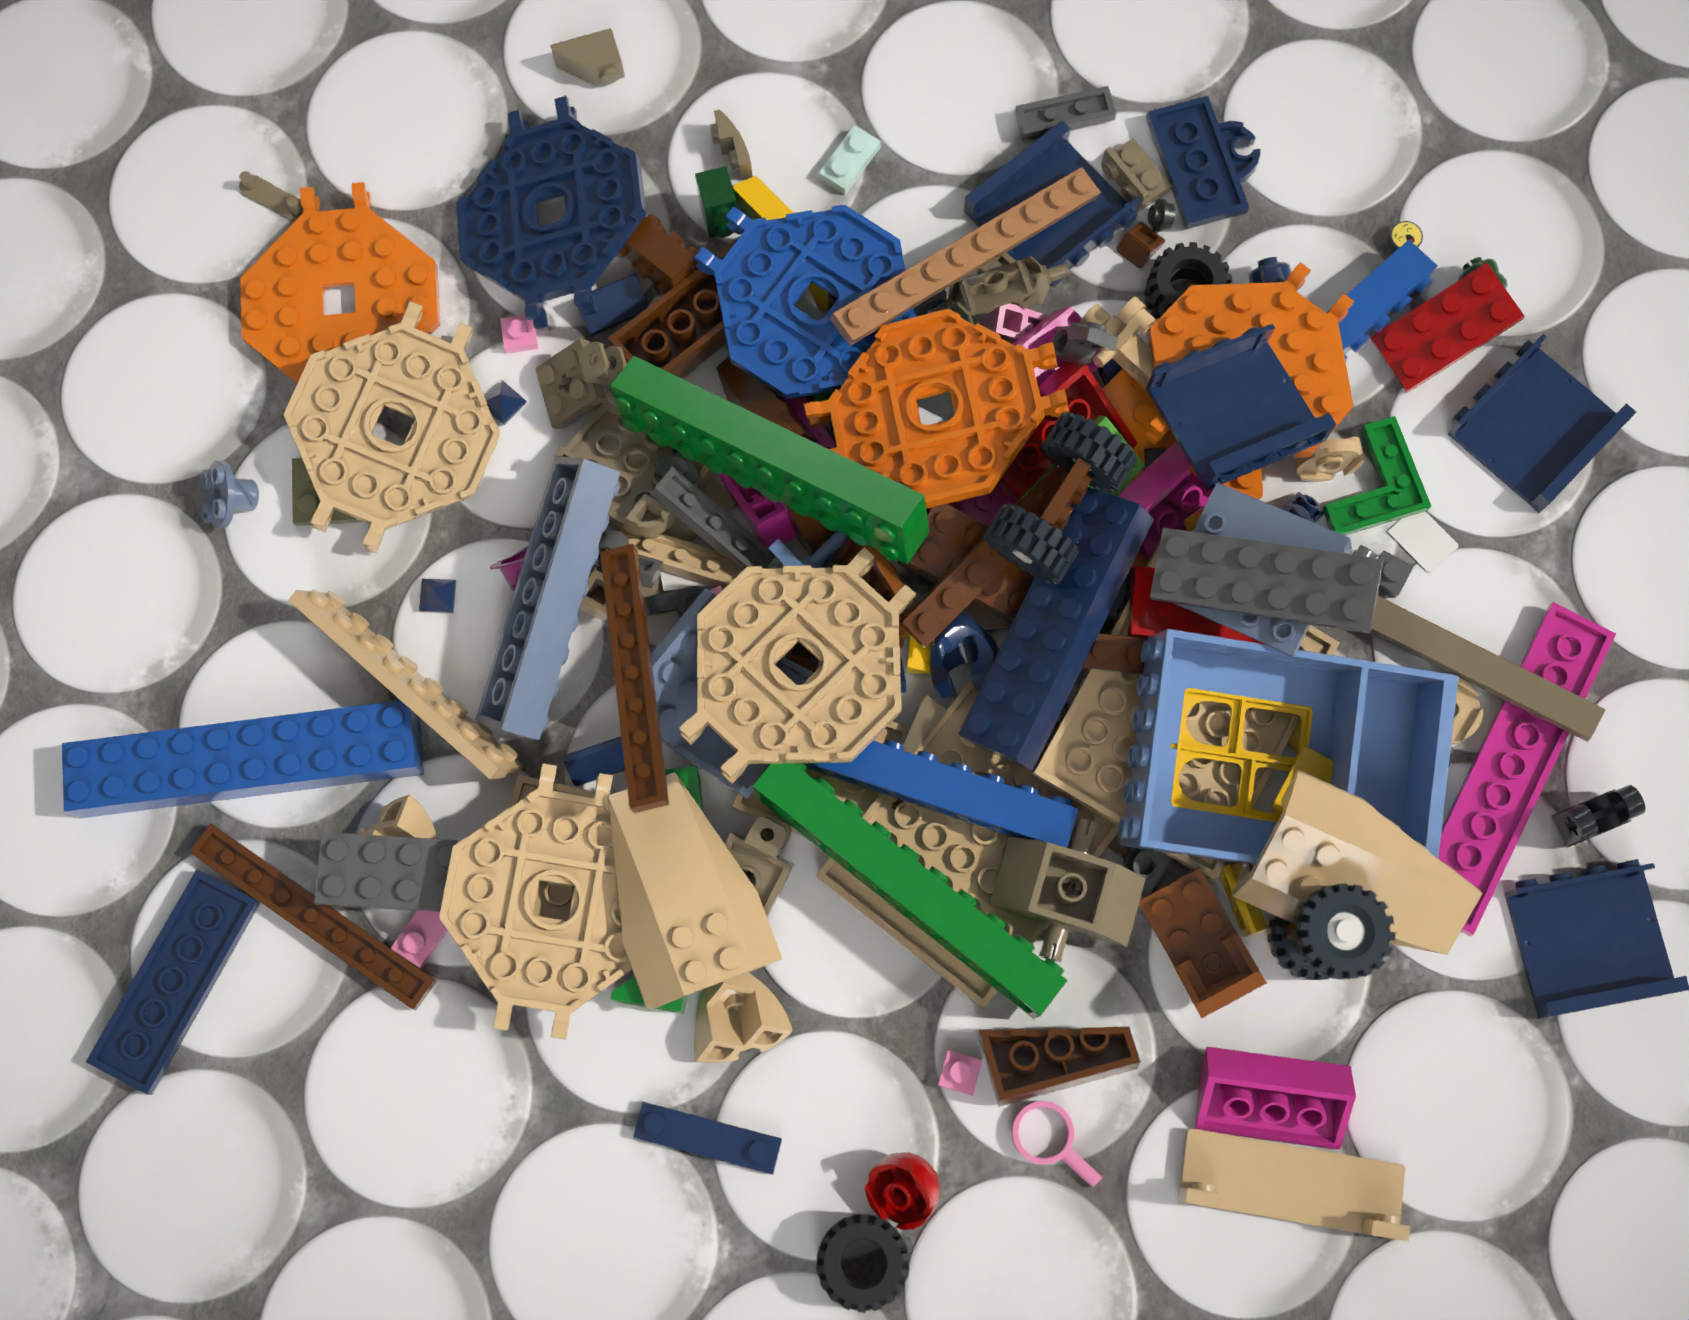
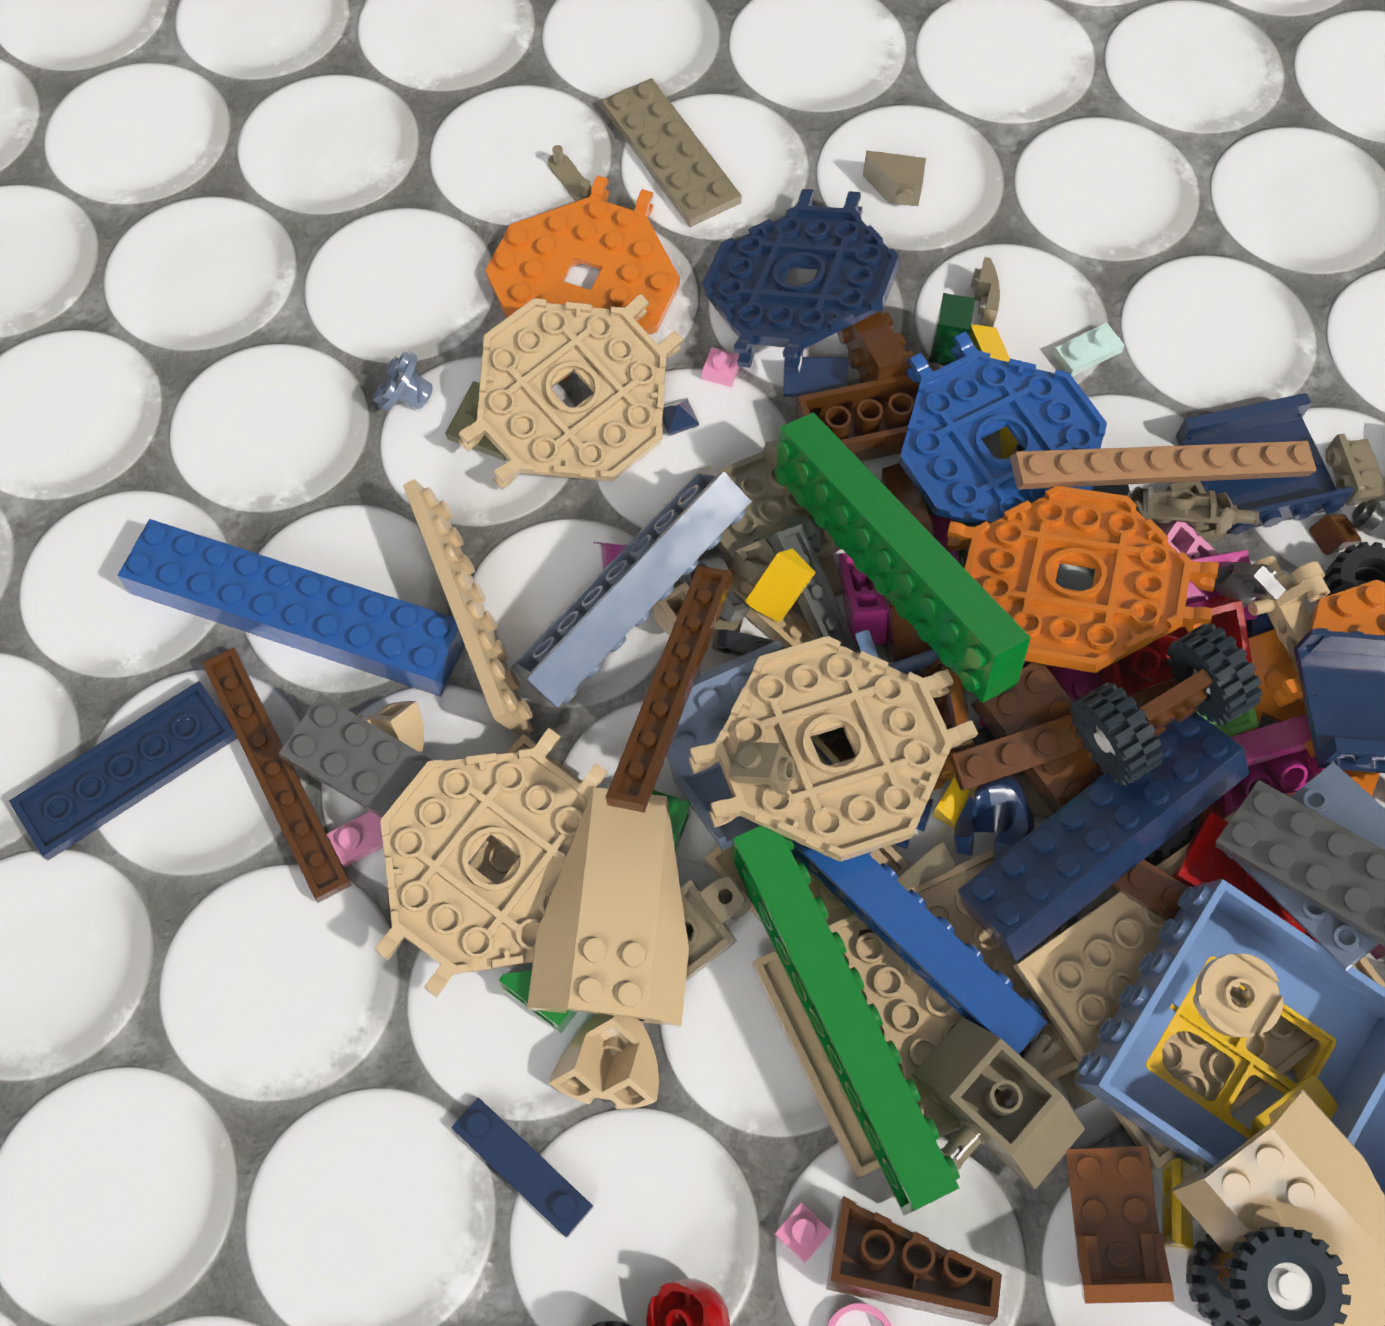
camera: 25 degrees right, 10 degrees down
(357, 125) = (671, 152): none -> dark tan plate
(437, 595) = (535, 549): dark blue slope -> none
(589, 369) = (749, 420): dark tan plate -> none
(601, 758) = (587, 751): dark blue slope -> none
(681, 532) = (780, 585): none -> yellow slope
(749, 713) = (763, 765): none -> dark tan bracket
(1074, 109) = (1324, 393): dark grey plate -> none
(1141, 862) = (1088, 1110): pearl dark grey plate -> none
(1234, 705) = (1261, 990): none -> tan plate

